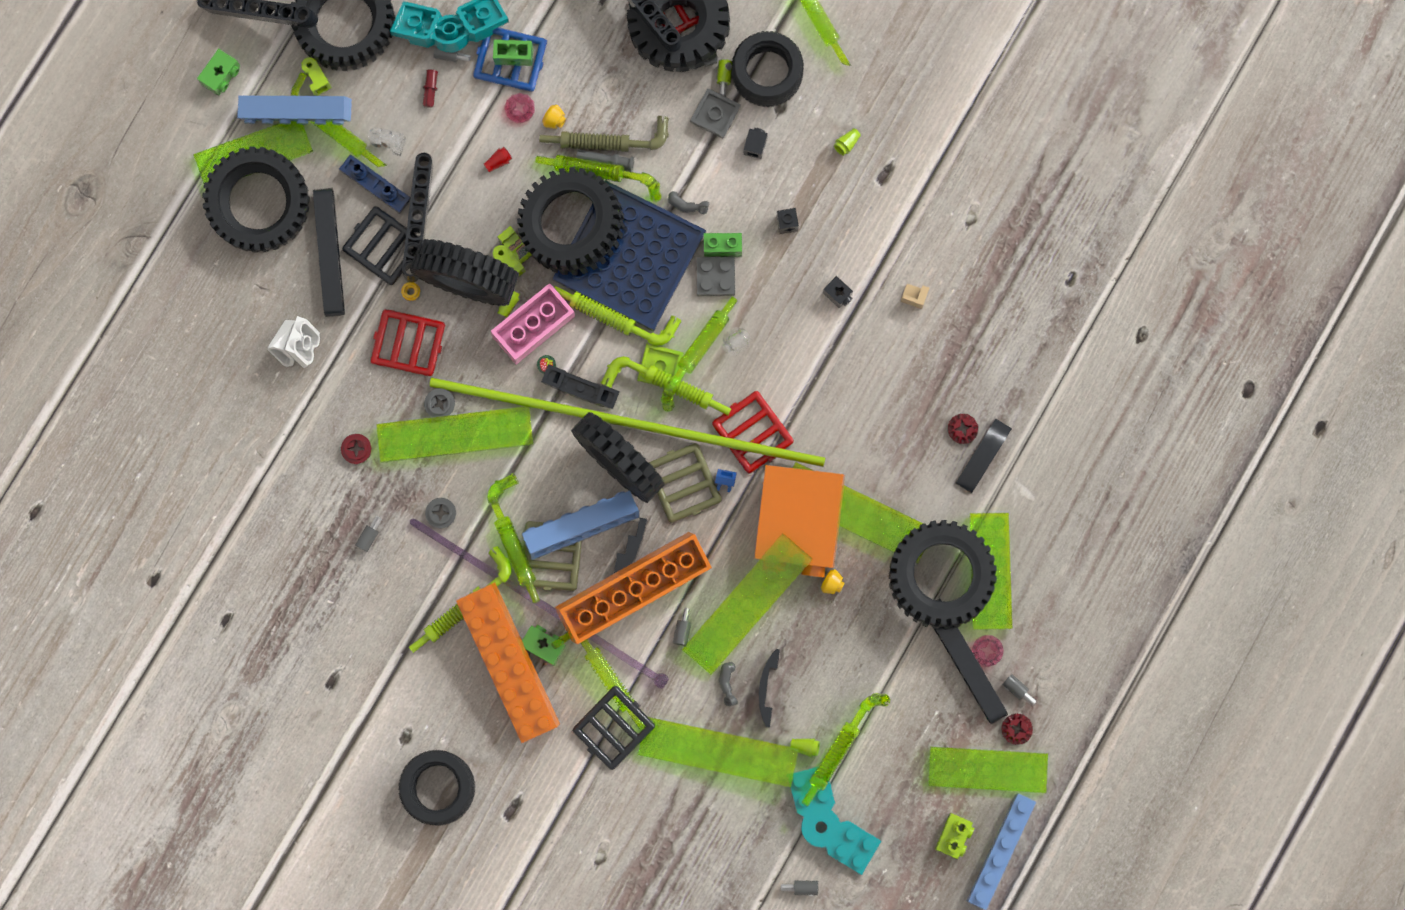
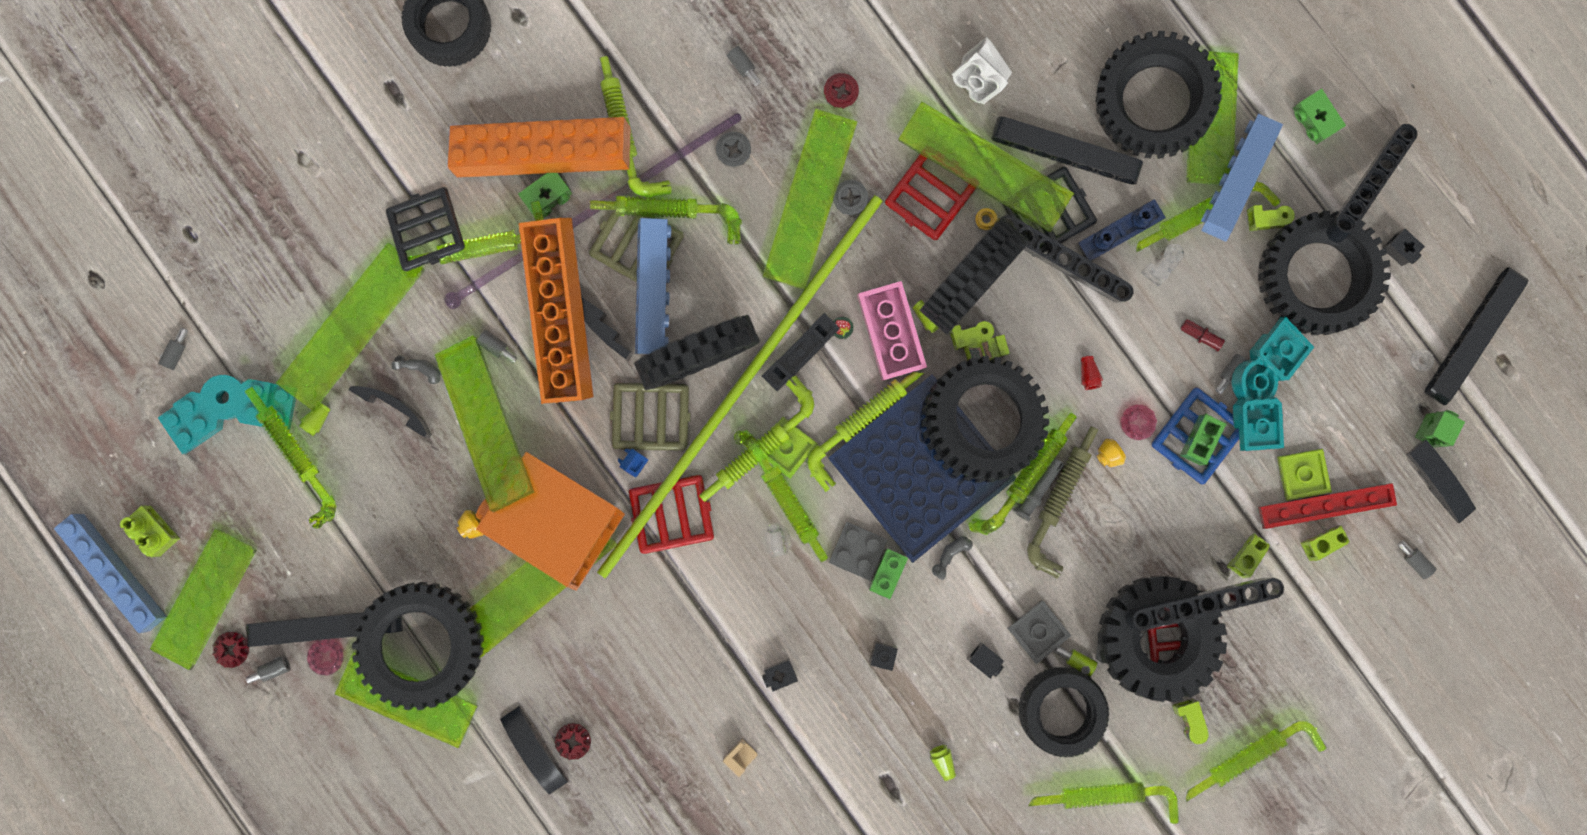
camera: 110 degrees right, 5 degrees up
(370, 308) = (985, 166): none -> clear neon green plate

